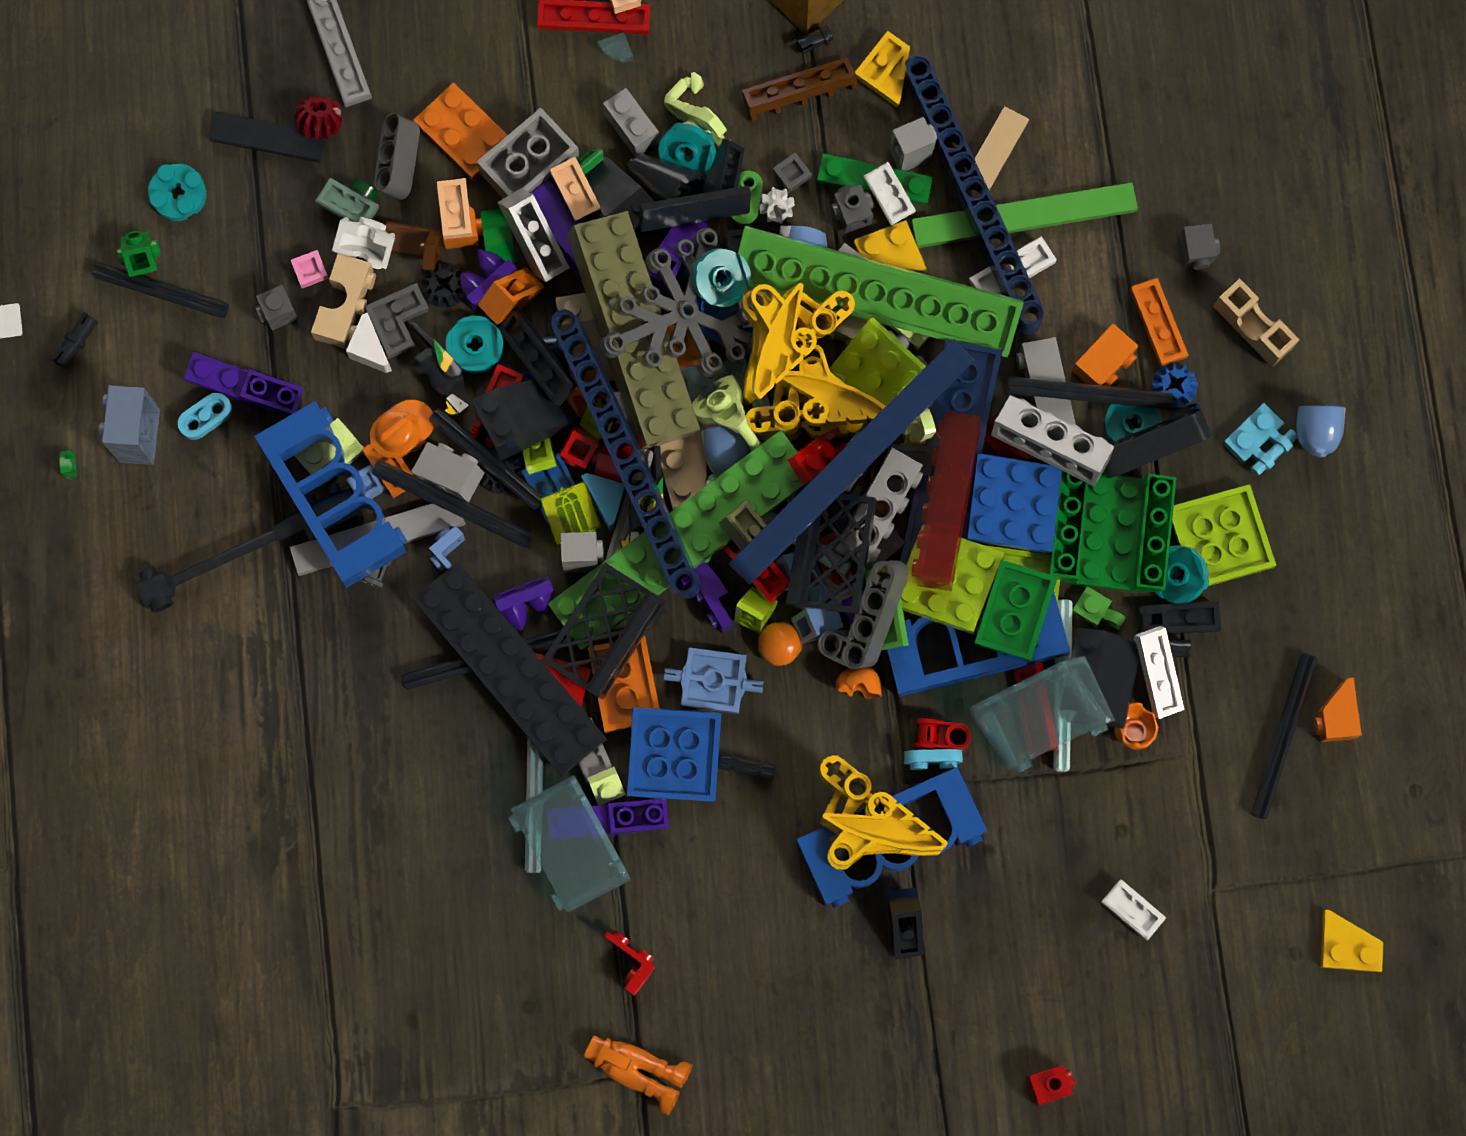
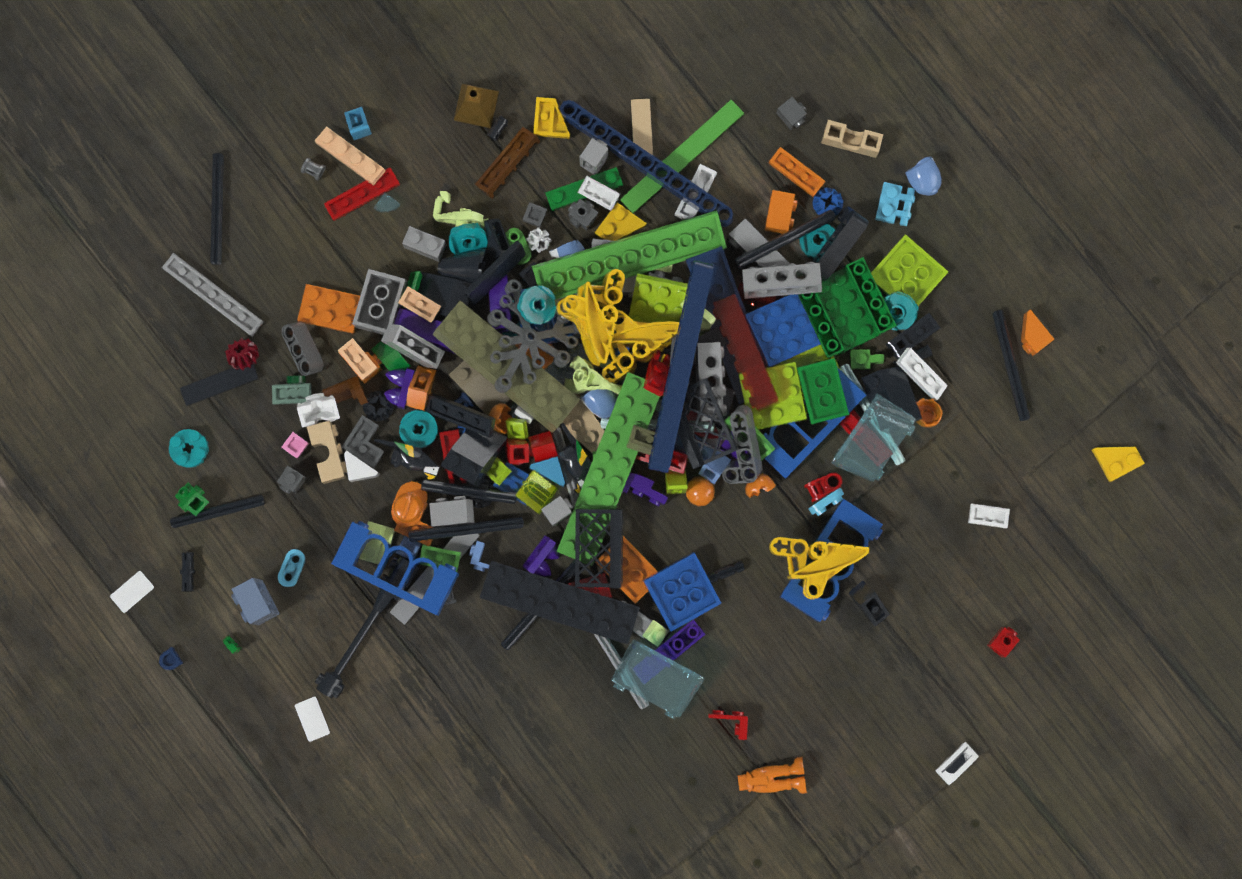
camera: 30 degrees left, 5 degrees up
(106, 620) = (312, 719): none -> white sticker
(243, 385) = (302, 536): dark purple slope -> none
(399, 516) = (440, 556): none -> bright green plate
(615, 443) = (538, 439): dark blue beam -> none
(713, 680) = (677, 535): medium blue plate -> none

